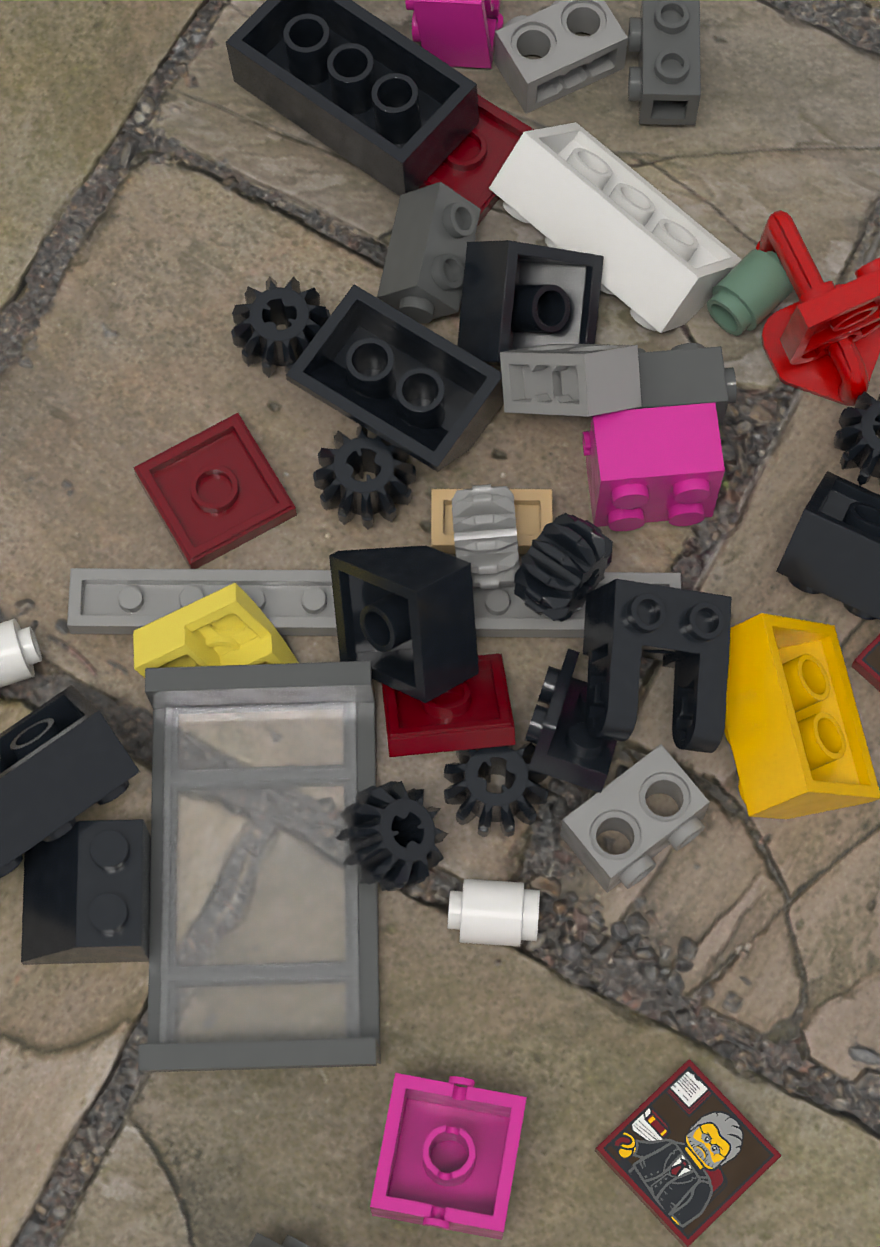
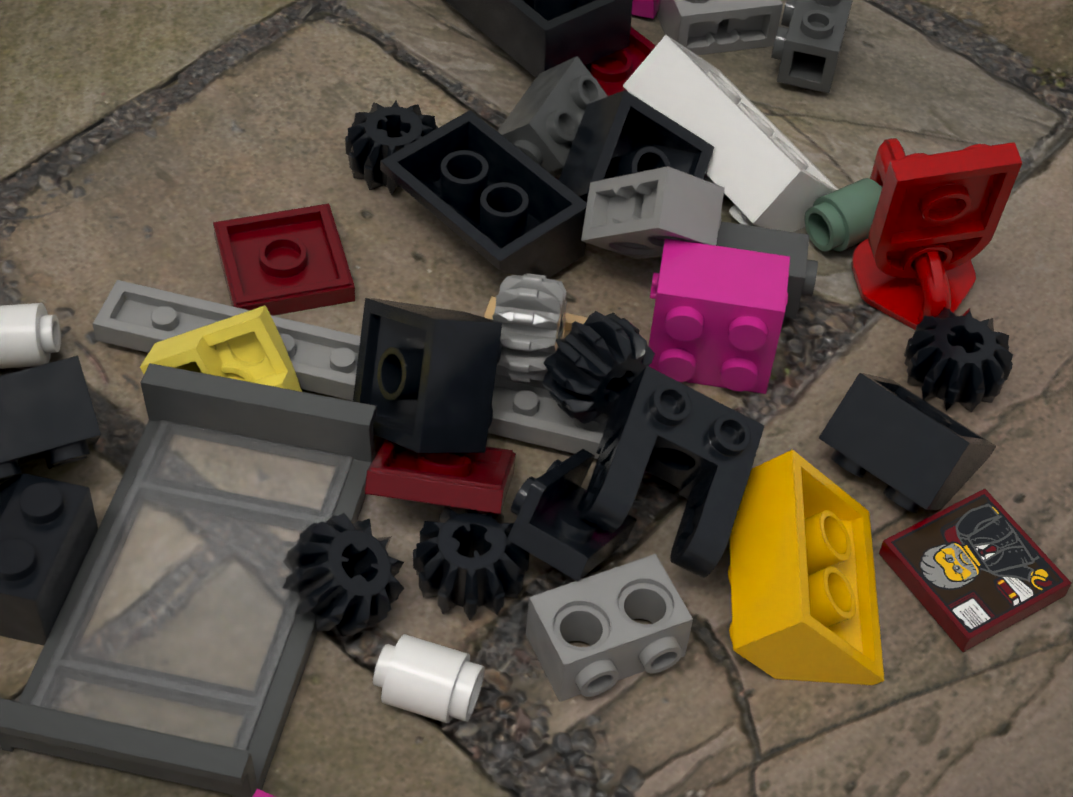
camera: 10 degrees right, 20 degrees down
(365, 497) = (430, 270): black gear -> none

